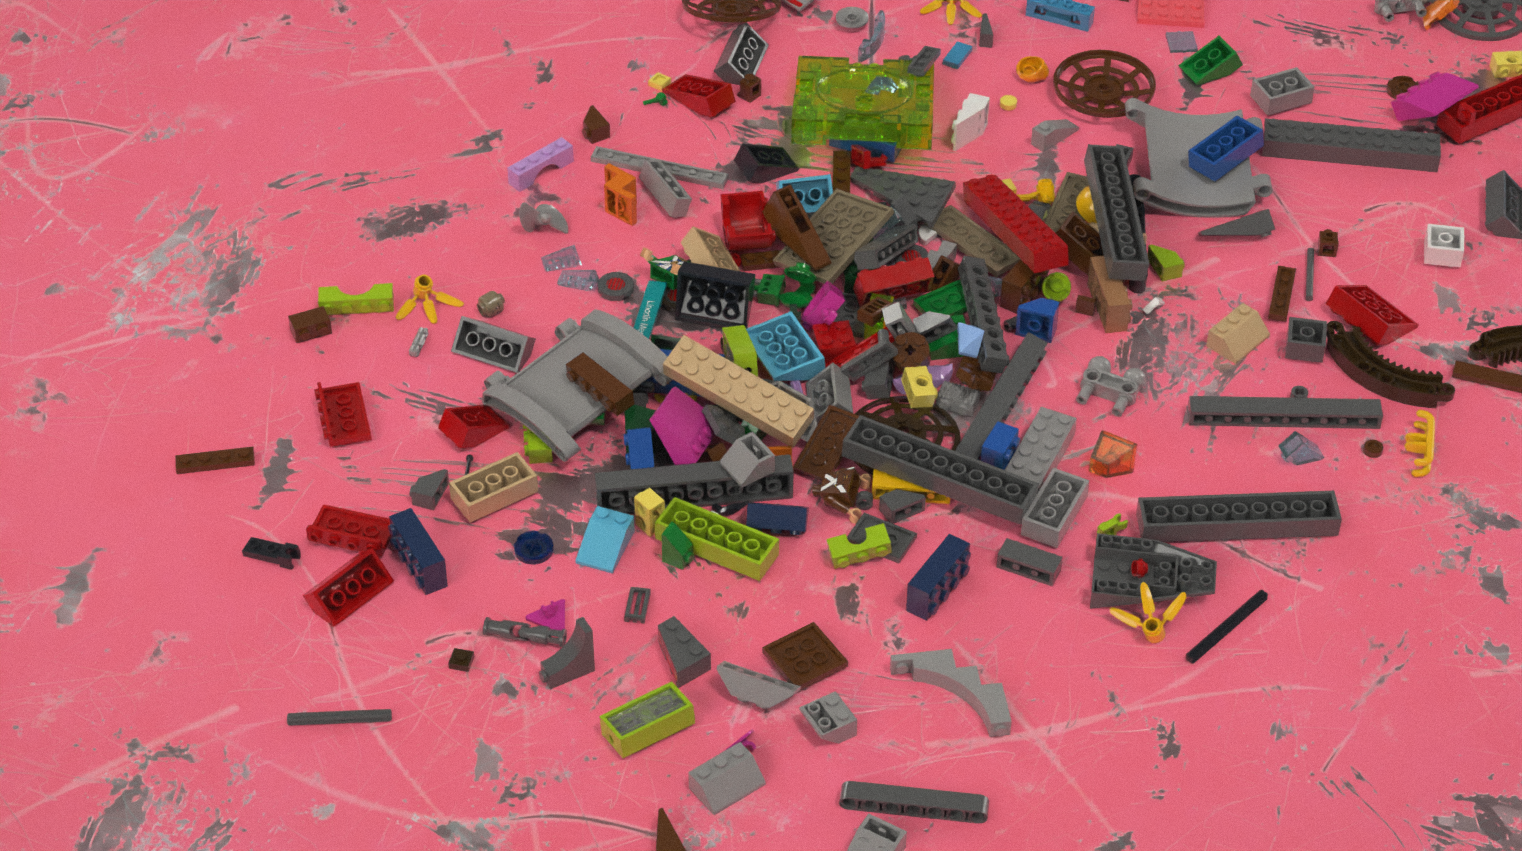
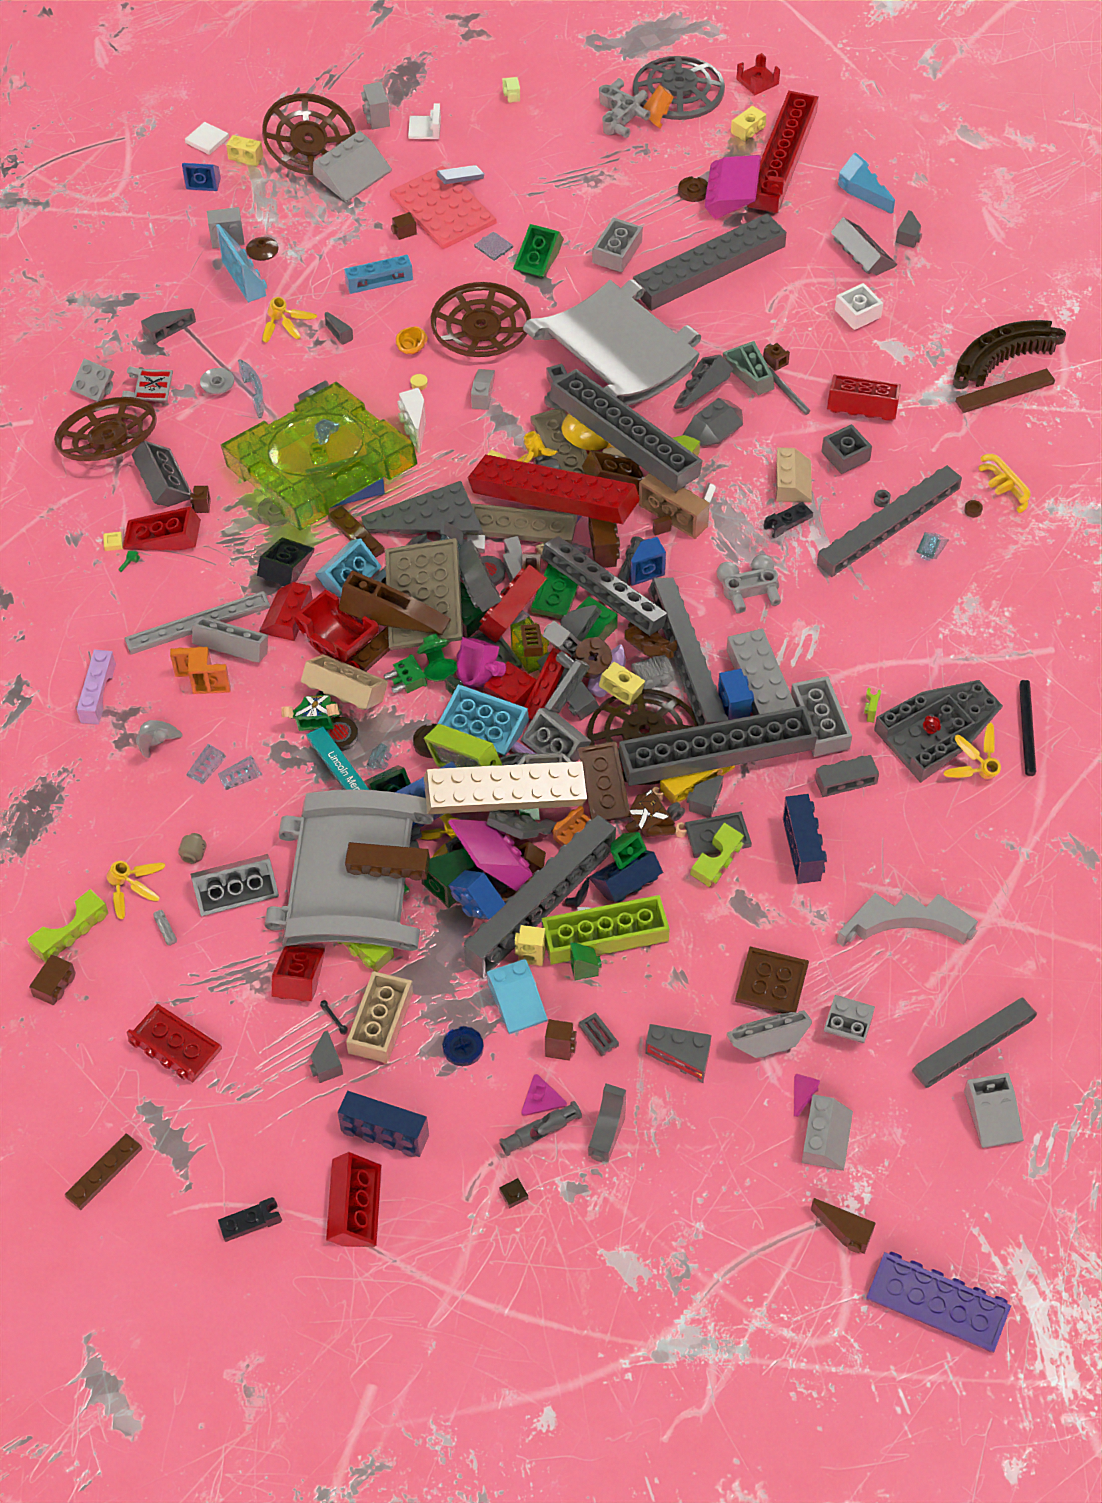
camera: 40 degrees left, 10 degrees up
(337, 717) = (471, 1325): dark grey axle -> none
(350, 530) = (299, 1146): red bracket -> none
(595, 126) = (104, 618): reddish brown slope -> none
(598, 583) = (560, 1039): none -> reddish brown brick
(615, 286) = (278, 758): tile -> none
(647, 719) = (719, 1130): lime brick -> none
(686, 326) = (377, 756): none -> clear light blue tile
(712, 202) = (287, 603): none -> red slope
(714, 295) = (383, 712): black slope -> none
(748, 460) = (580, 844): light grey slope -> none
(790, 495) = (627, 848): none -> green slope
(861, 158) = (363, 504): red piece -> none
(924, 60) = (333, 386): dark grey plate -> none
(957, 55) = (335, 363): dark azure tile -> none
(969, 339) = (620, 613): light blue slope -> none
(1056, 286) = (631, 527): lime hair -> none
(1112, 456) = (816, 642): clear orange slope -> none
(1199, 362) = (787, 519): none -> black plate
(1217, 259) = (715, 422): none -> dark grey wedge
(1225, 148) = (639, 321): blue brick -> none
(1239, 516) = (949, 631): dark grey brick -> none
(1282, 293) = (787, 420): reddish brown plate -> none
(1294, 236) = (750, 367): none -> sand green wedge
(1380, 375) = (921, 444): dark brown gear -> none

